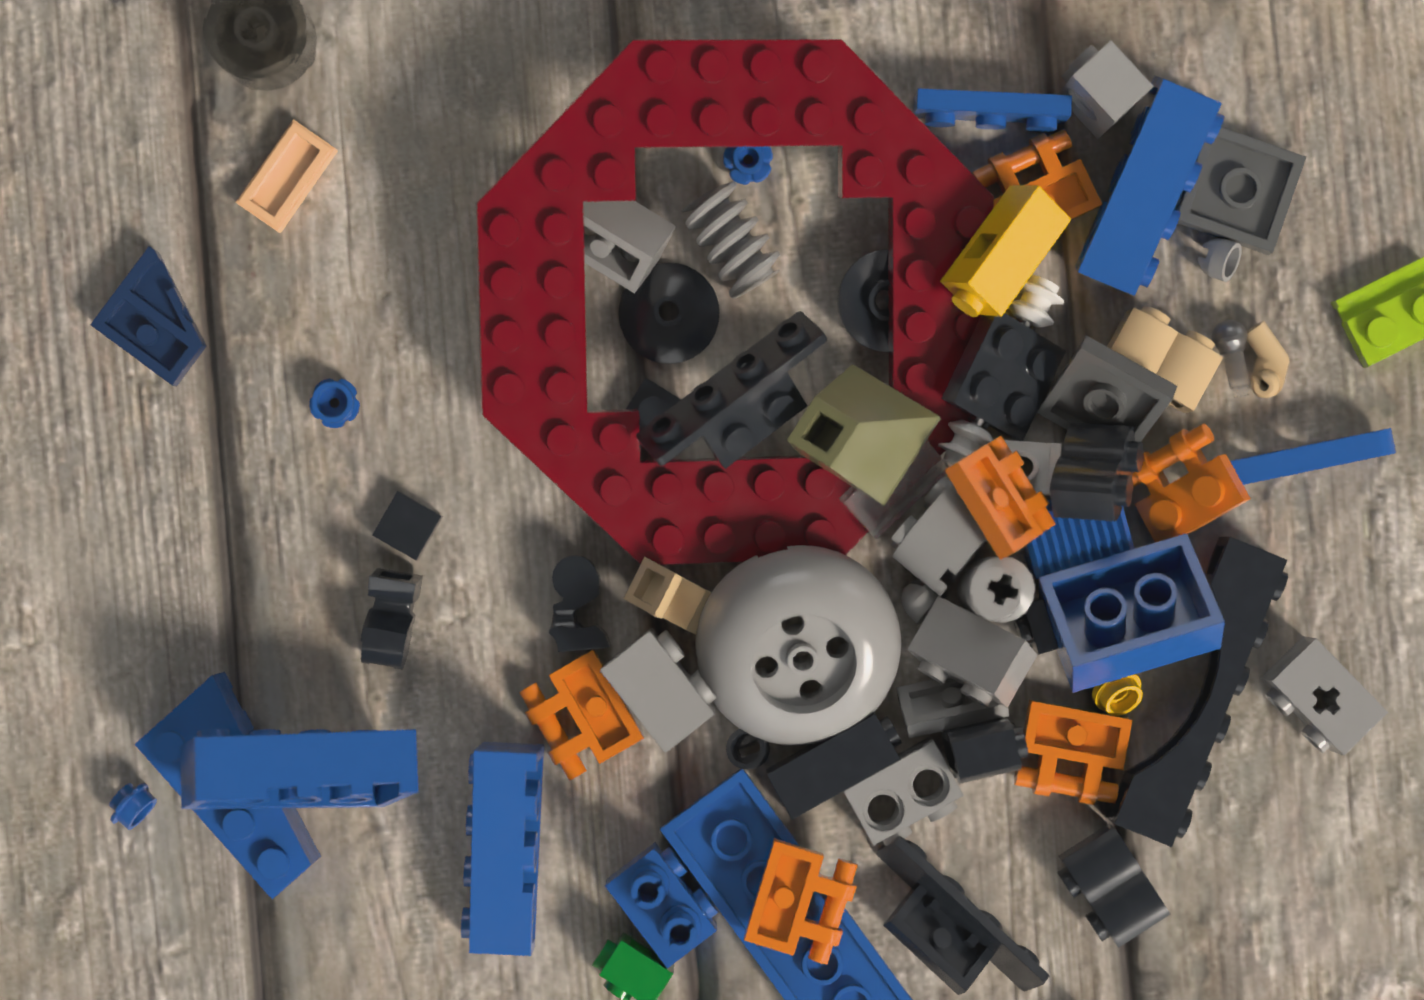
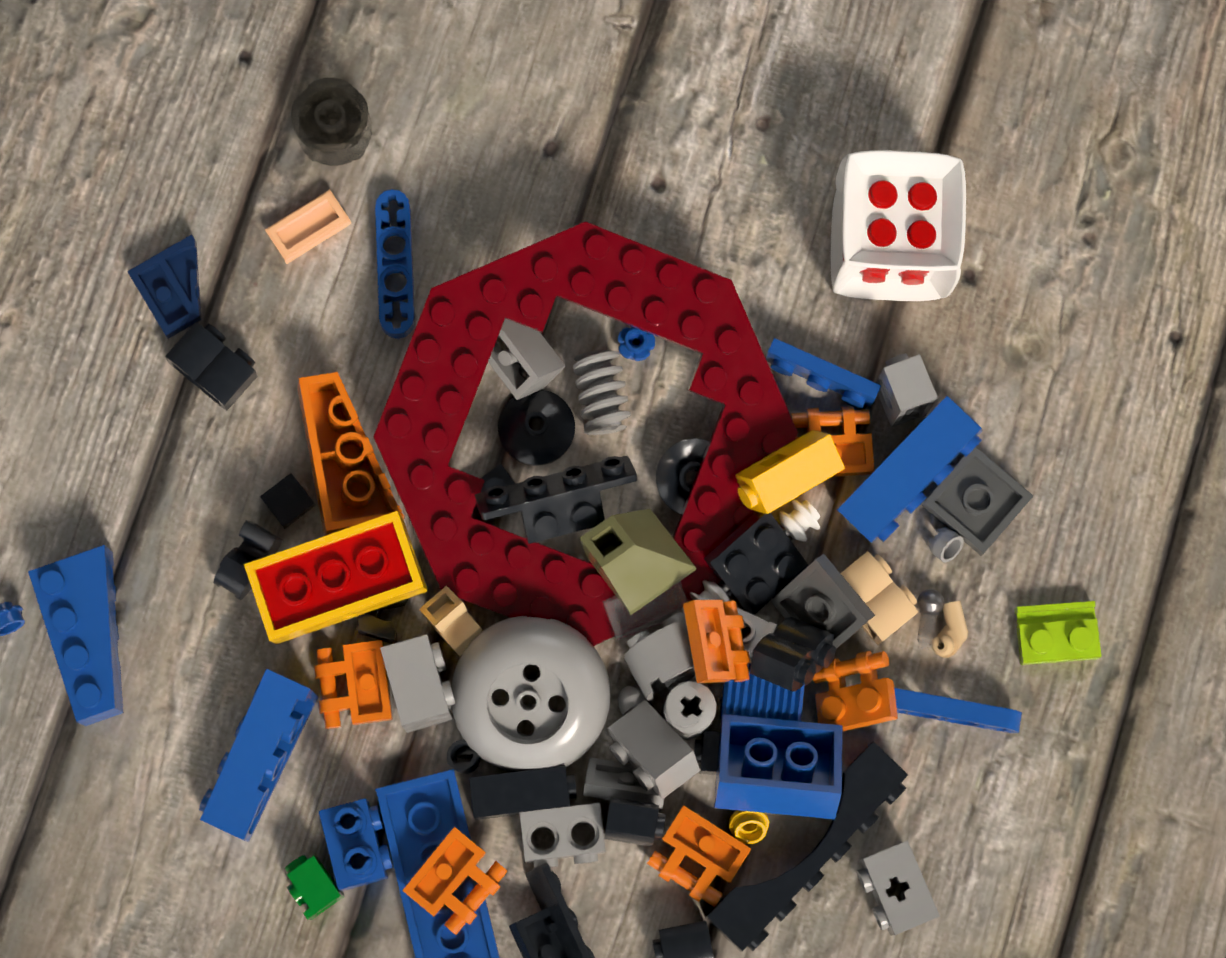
camera: 20 degrees right, 10 degrees down
(245, 398) = (212, 365): none -> black brick
(298, 769) = (137, 634): blue wedge -> none
(321, 399) = (268, 385): blue plate -> none
(409, 182) = (400, 263): none -> blue beam
(463, 464) = (341, 457): none -> orange wedge
(509, 606) = (335, 577): none -> red brick

